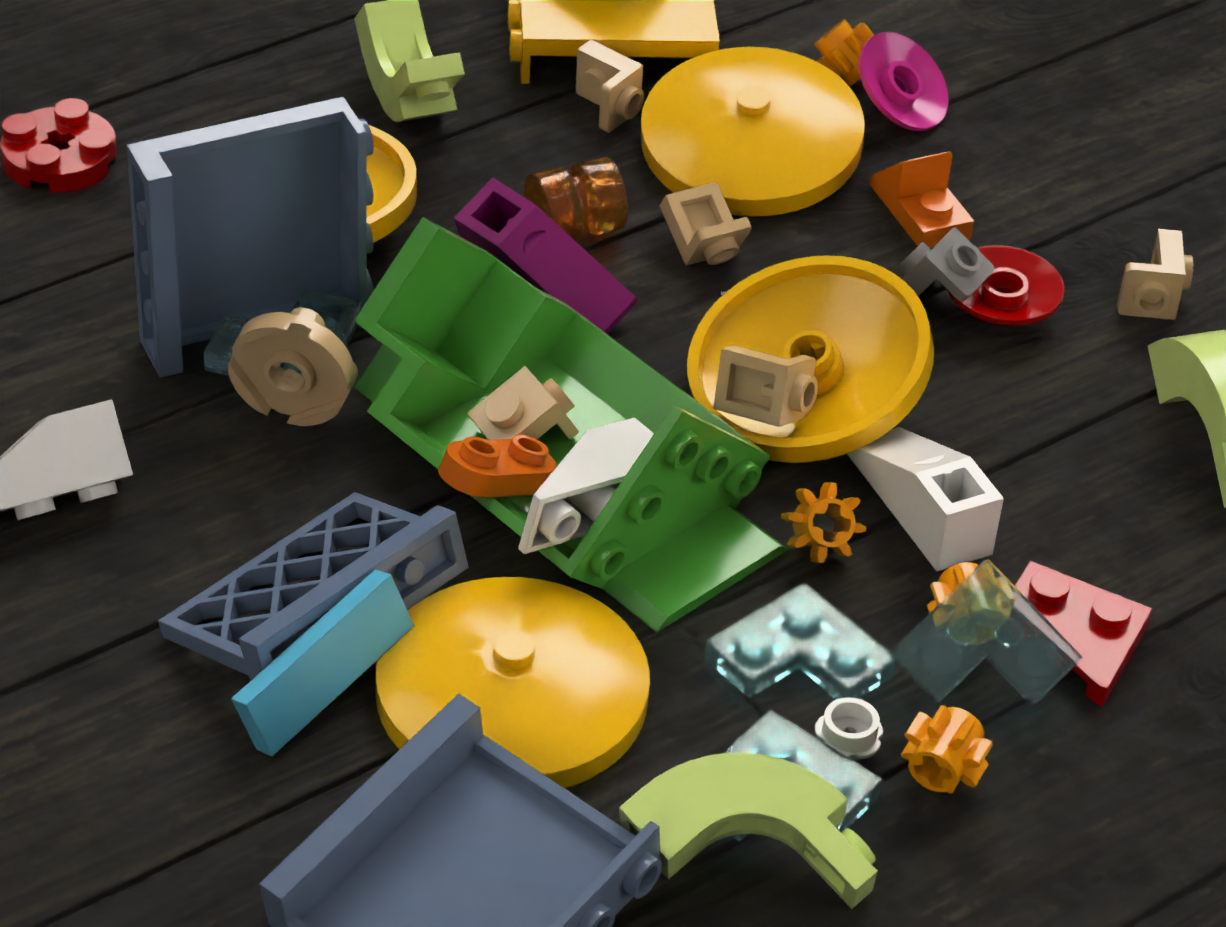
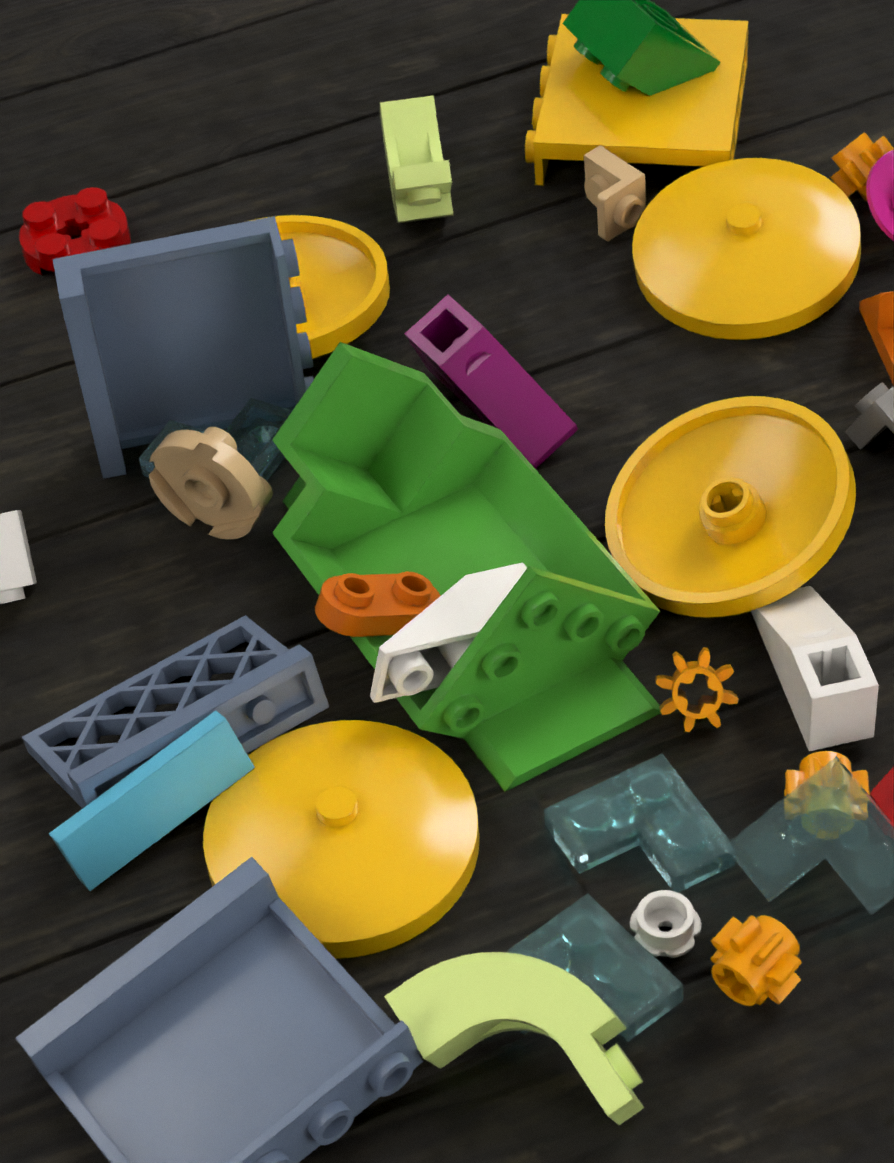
camera: 20 degrees right, 5 degrees up
(524, 408) = (426, 542): tan bracket -> none
(584, 199) = (542, 318): clear orange wheel -> none
(704, 225) = (667, 349): tan bracket -> none
(765, 386) = (668, 536): tan bracket -> none

